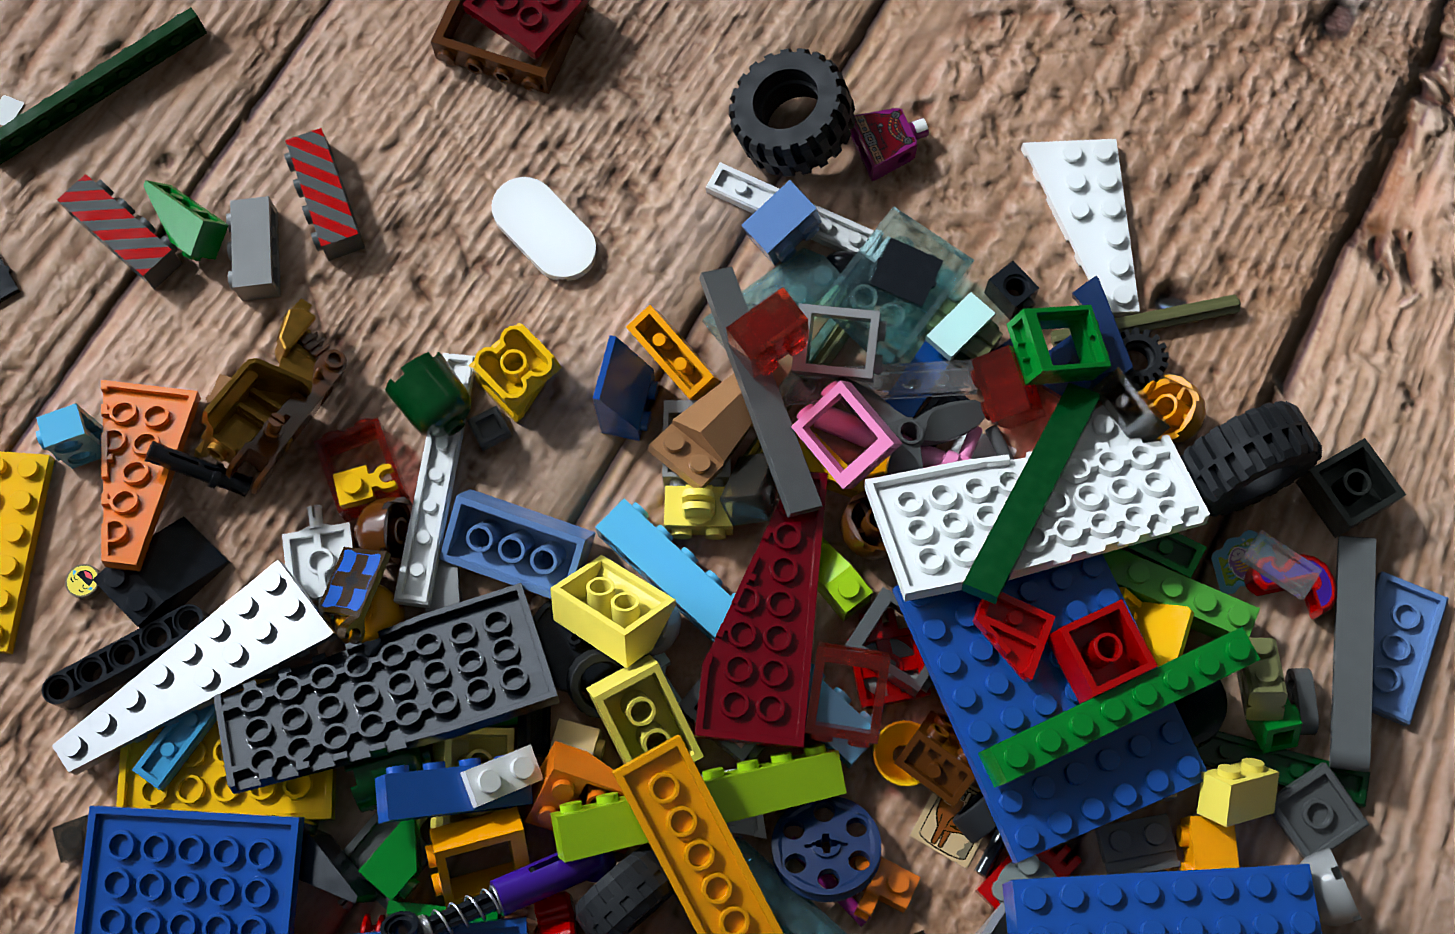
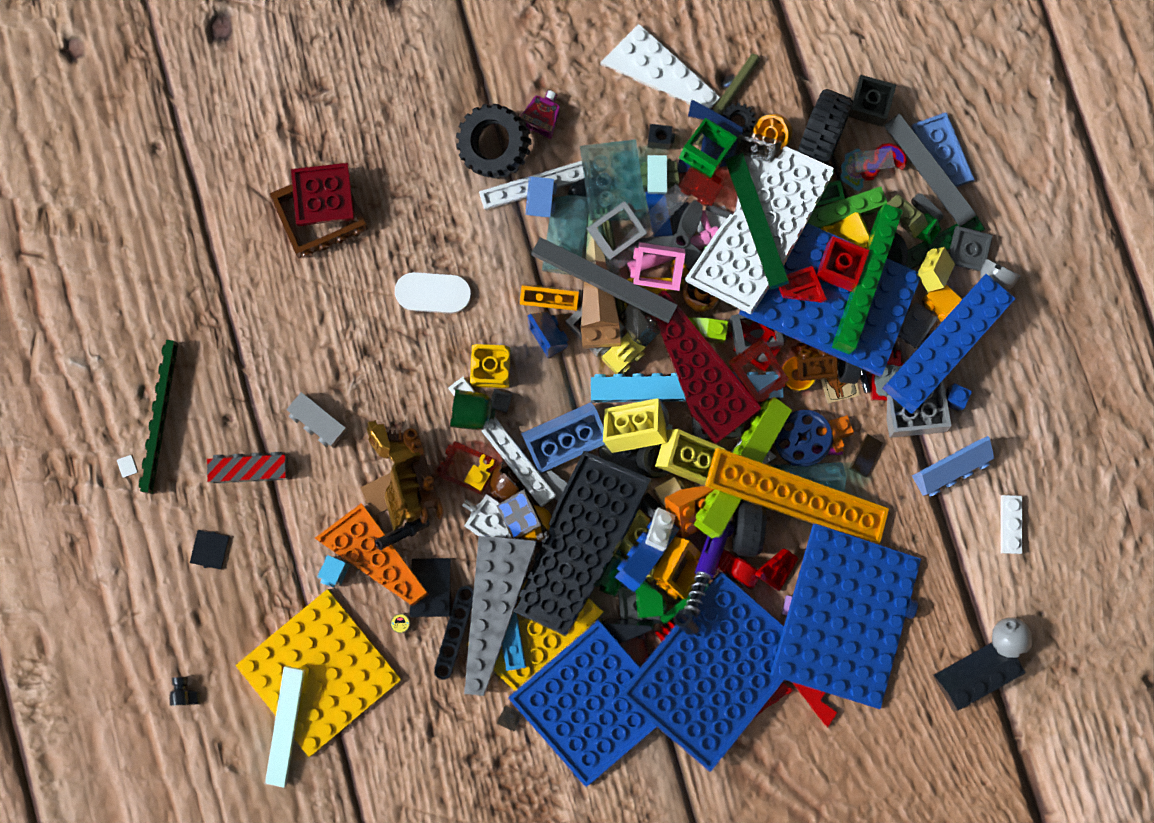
camera: 50 degrees left, 10 degrees up
(186, 222) = (276, 437): green slope -> none
(324, 195) = (320, 367): dark grey brick -> none
(768, 333) = (592, 254): clear red brick -> none
(906, 273) = (613, 171): black piece -> none

